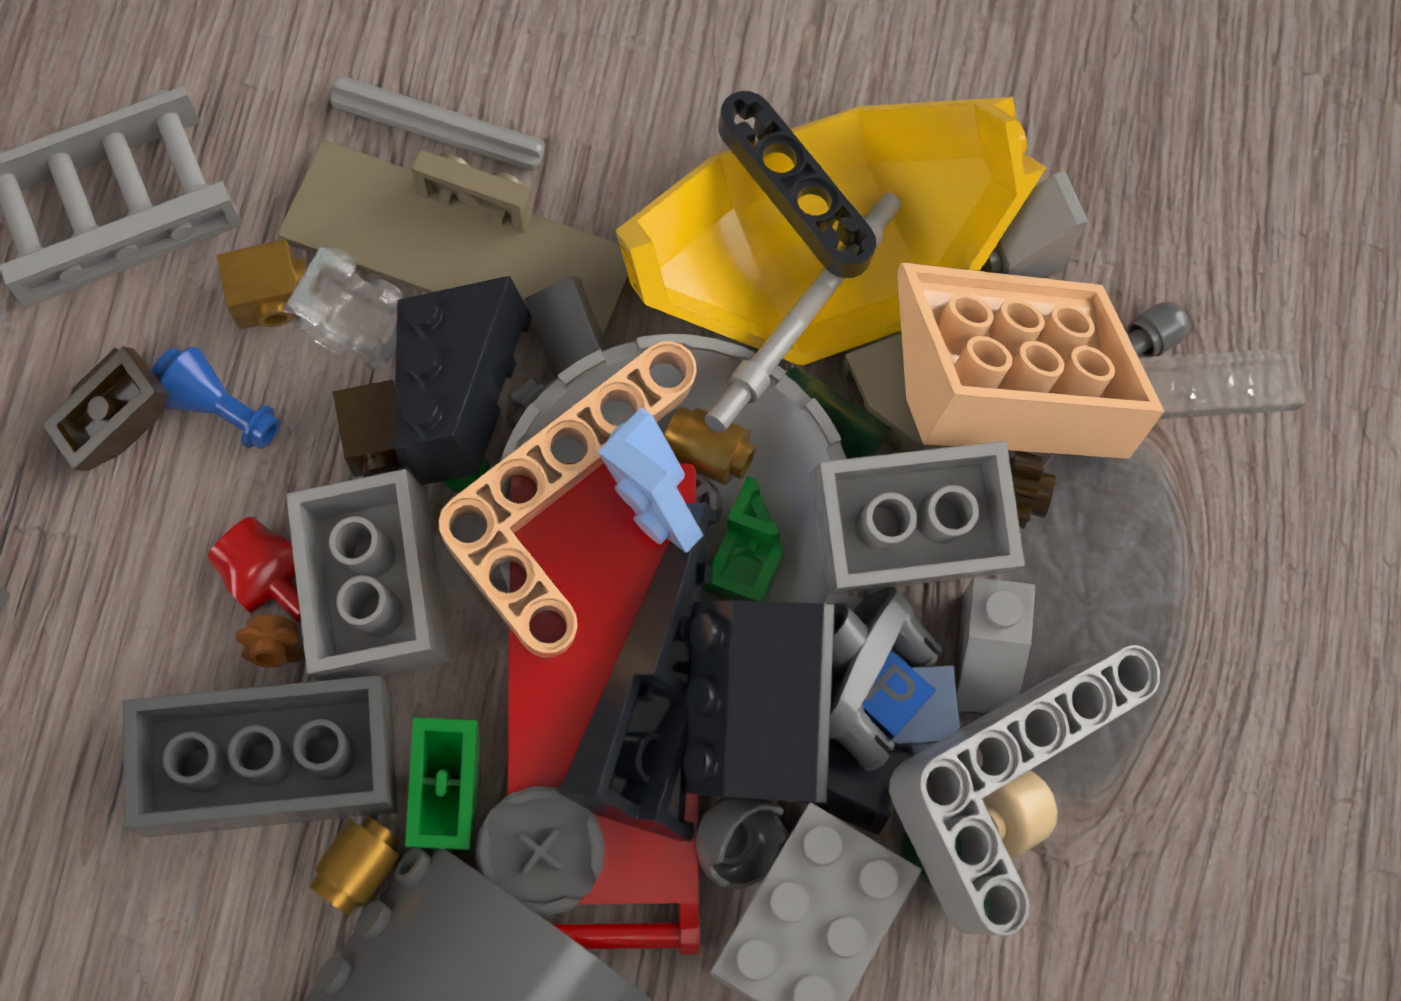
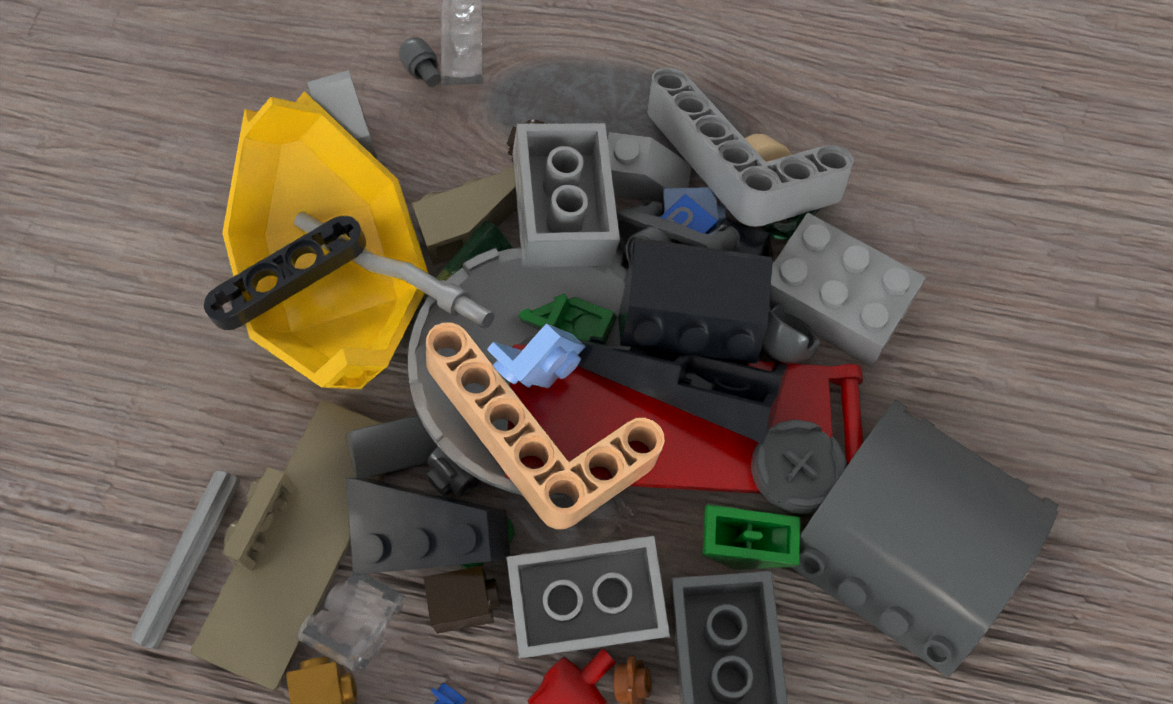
camera: 80 degrees left, 5 degrees down
(355, 864) = (809, 609): pearl gold brick -> none
(712, 453) = (504, 330): pearl gold brick -> none
(1020, 364) = (444, 133): light nougat slope -> none

